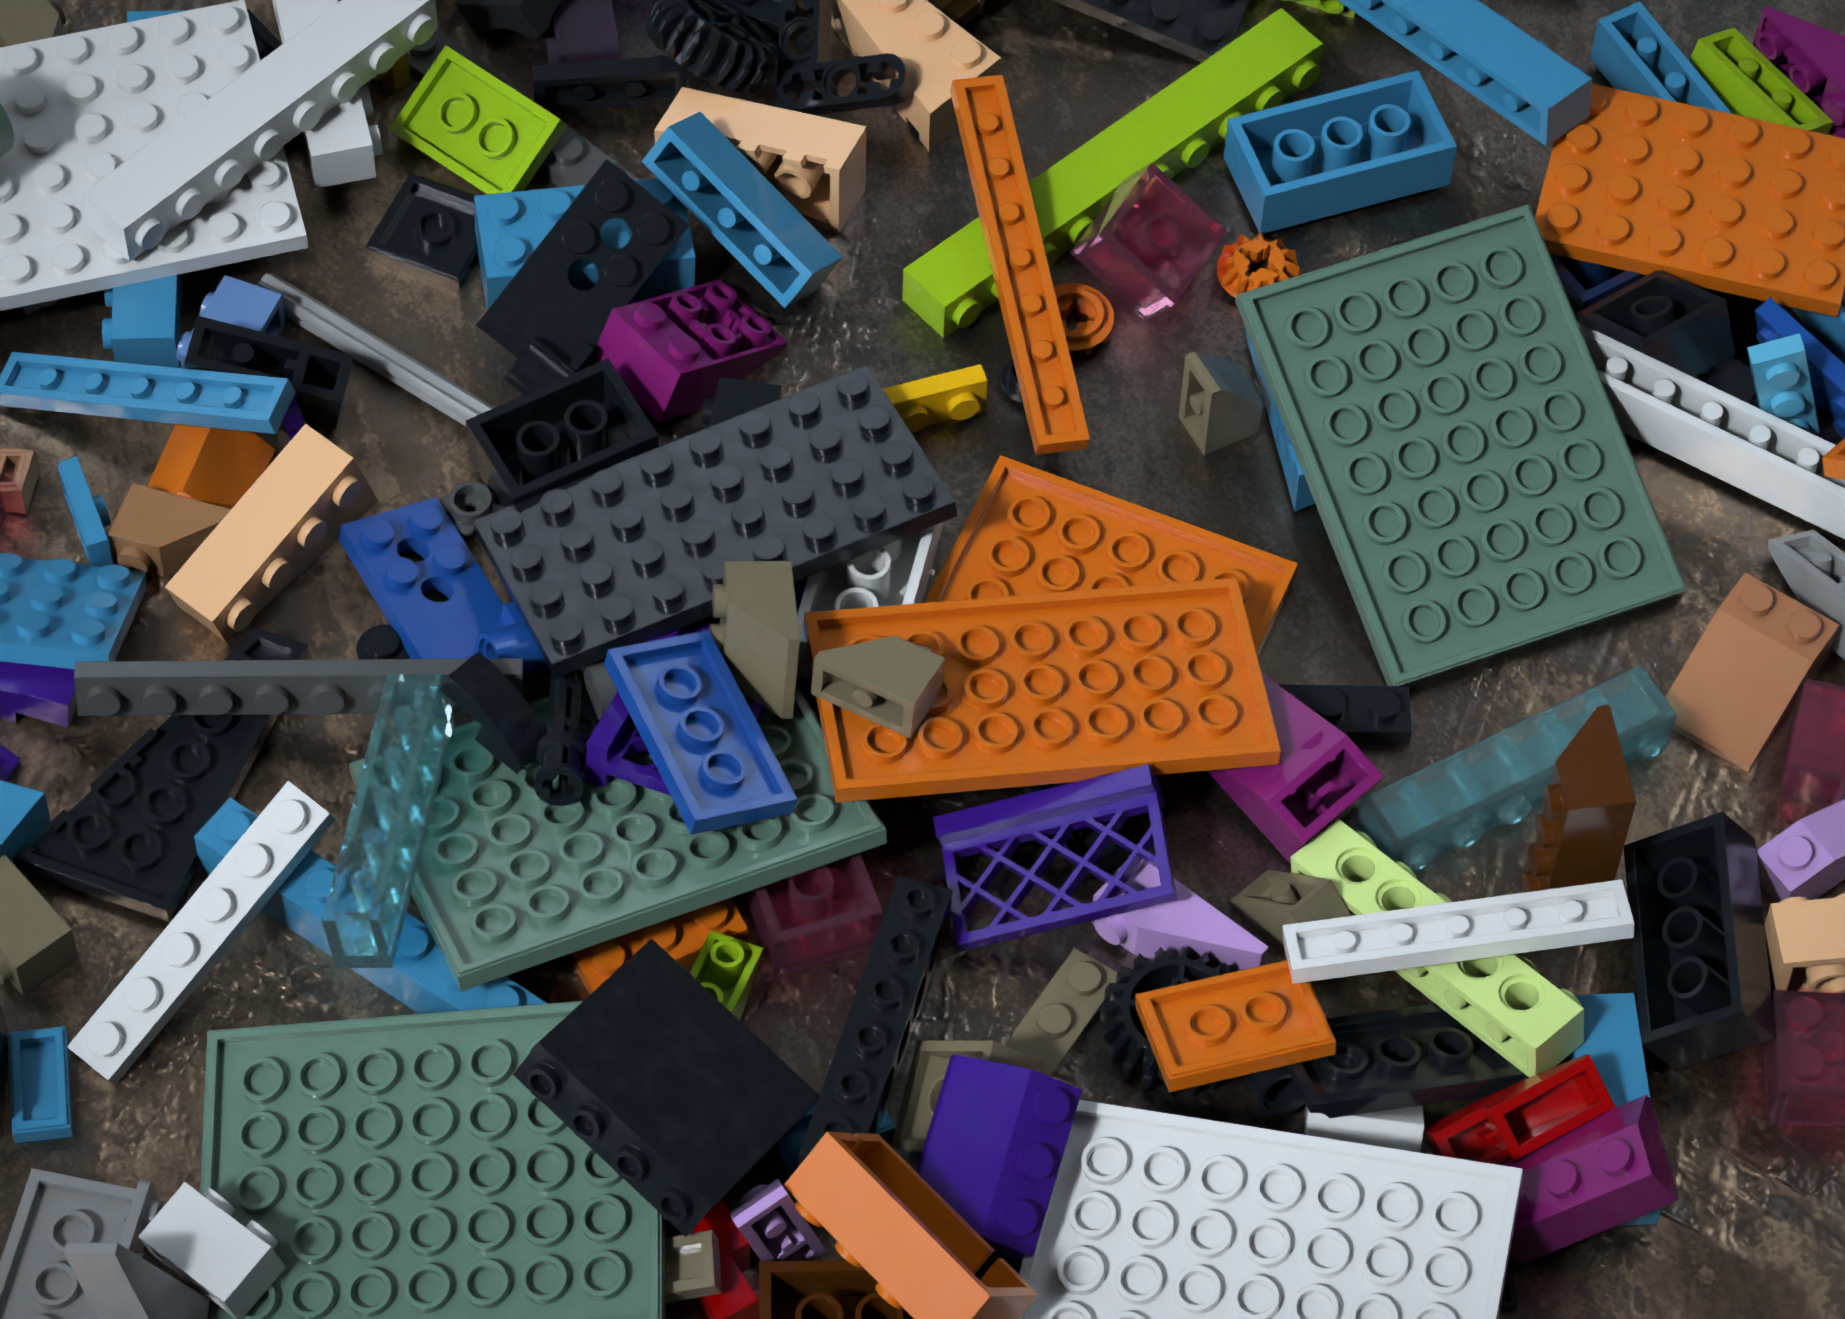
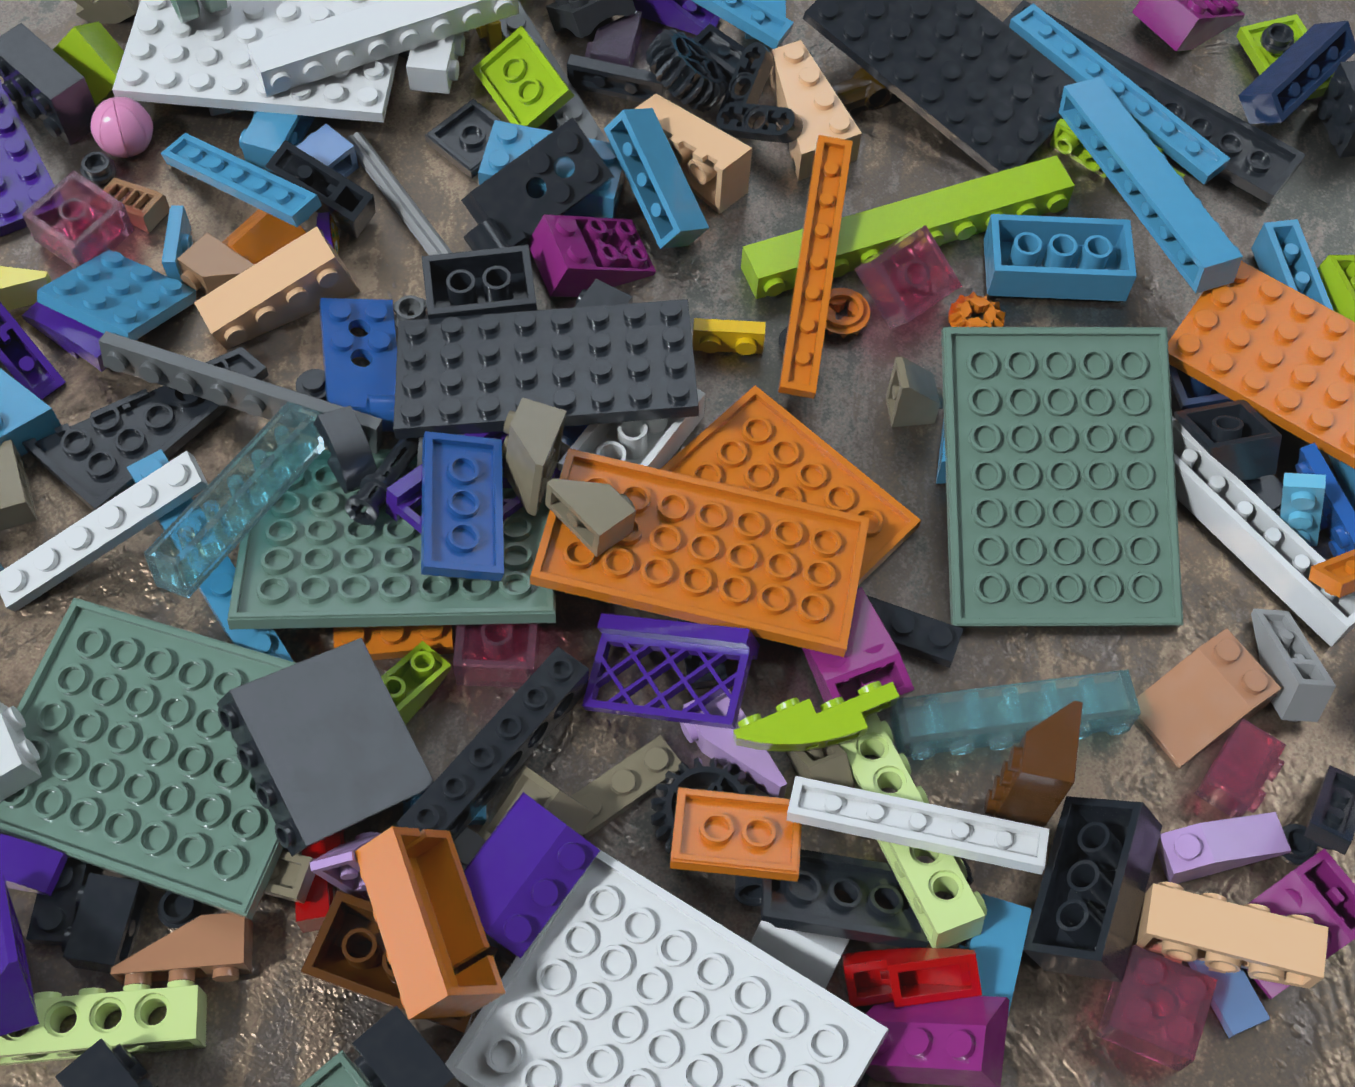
camera: 20 degrees right, 5 degrees up
(1266, 867) = (800, 728): none -> lime slope

